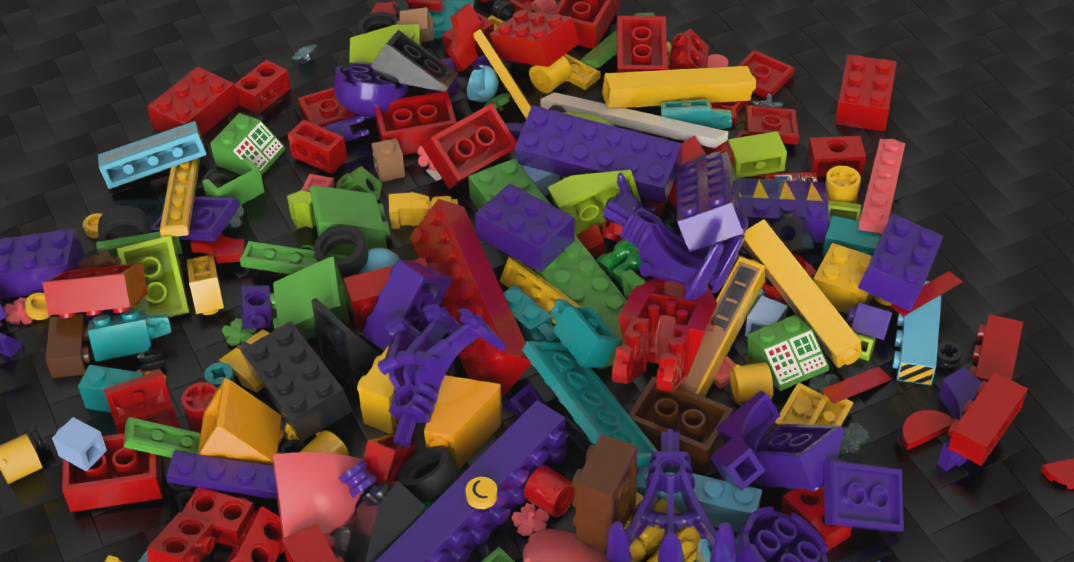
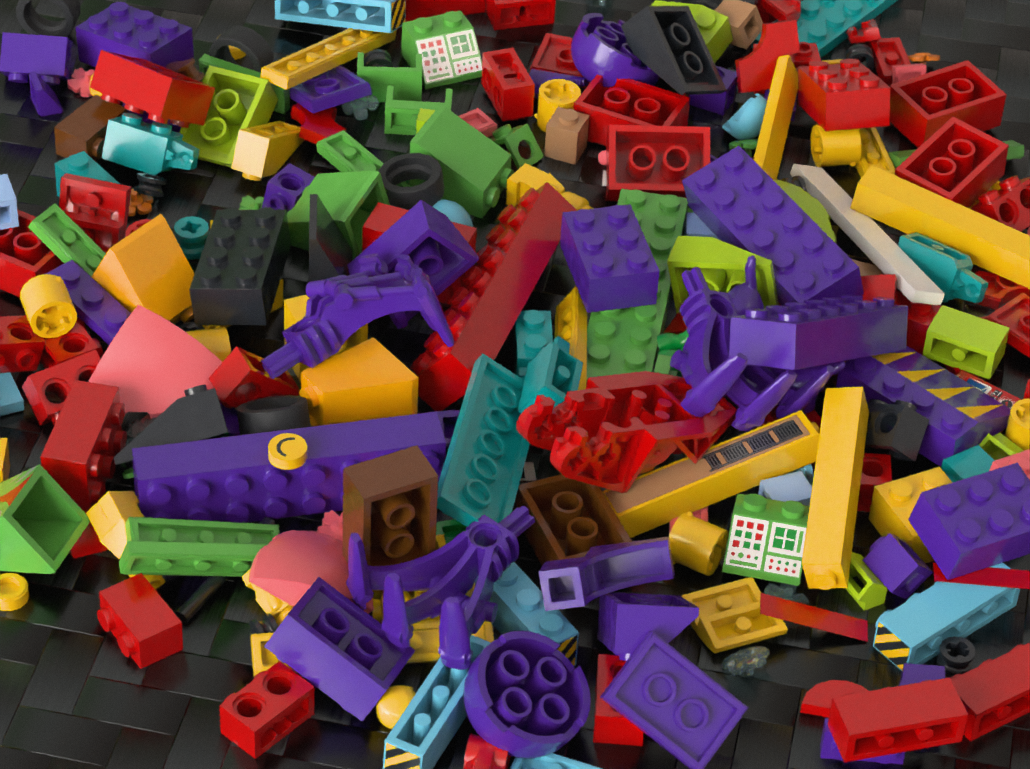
camera: 35 degrees right, 5 degrees down
(196, 496) = (48, 306): none -> yellow piece
(274, 205) = (402, 114): none -> bright green panel
(357, 478) = (198, 372): dark purple wheel -> none
(359, 142) = (552, 95): none -> yellow piece

